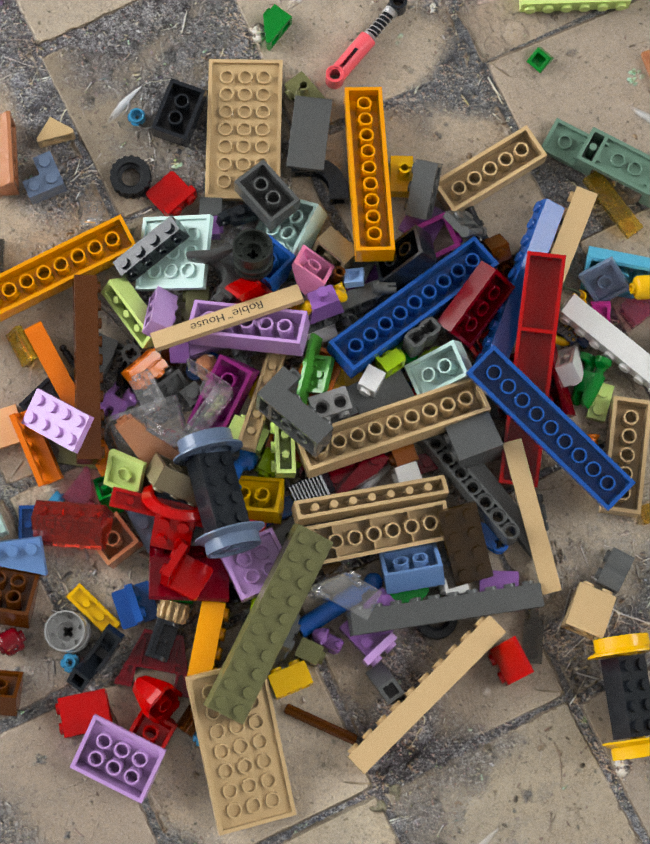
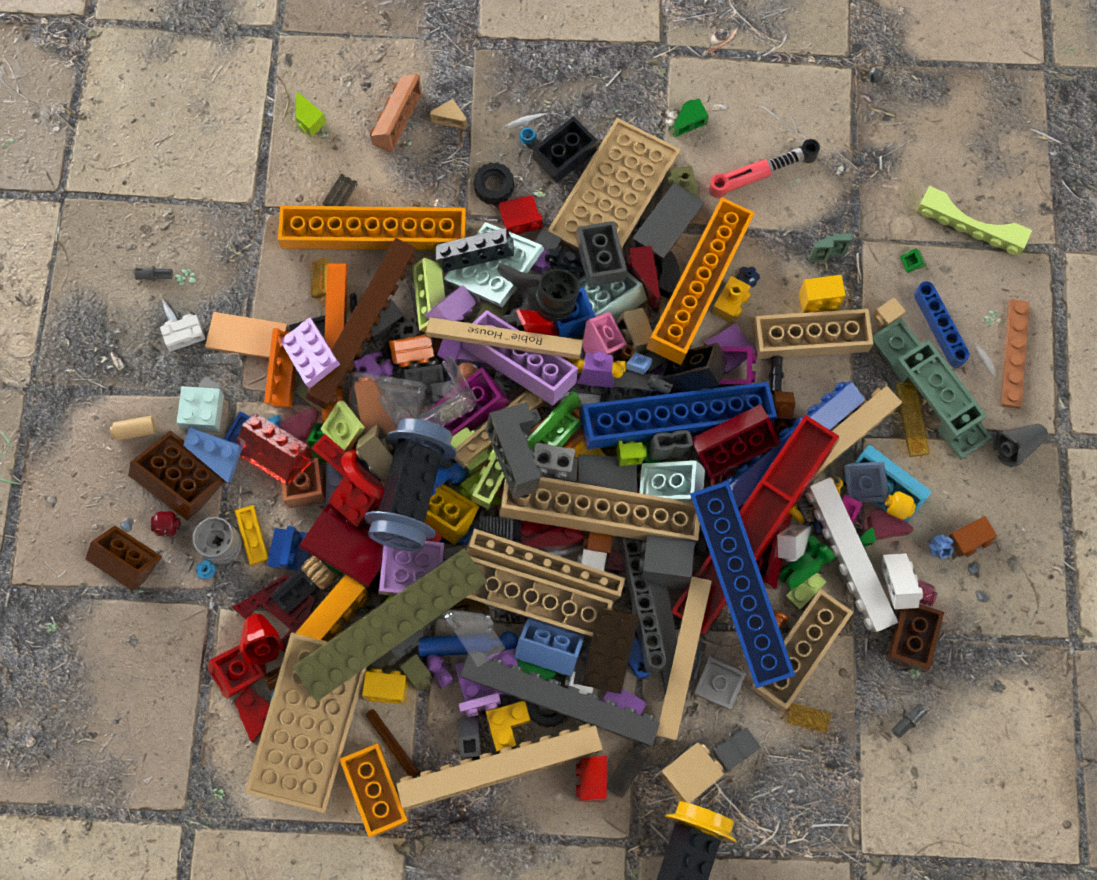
camera: 30 degrees right, 5 degrees down
(47, 183) = (419, 152): sand blue brick -> none
(79, 709) = (192, 620): red brick -> none
(96, 659) = (229, 579): black arch -> none
(118, 758) = (195, 675): lavender slope -> none
(147, 392) = (400, 368): clear hinge -> none
(185, 573) = (342, 540): red bracket -> none
(185, 762) = (253, 712): none -> red wing
(310, 188) = (641, 265): none -> dark red slope
(329, 772) = (374, 790): none -> light orange brick
(371, 381) = (603, 460): white brick -> none
(405, 654) = (505, 718): none -> yellow brick
(407, 150) = (750, 279): none -> dark blue plant
(423, 189) = (743, 317): dark grey brick -> none
(464, 224) = (764, 366): dark grey plate -> none
(465, 82) = (829, 246): none -> sand green slope
(479, 132) = (822, 294): none -> yellow brick
(544, 119) = (888, 313): none -> tan brick
(571, 521) = (719, 683): none -> light grey plate
(598, 114) = (941, 333): none -> blue beam
(630, 328) = (868, 538): none -> green slope

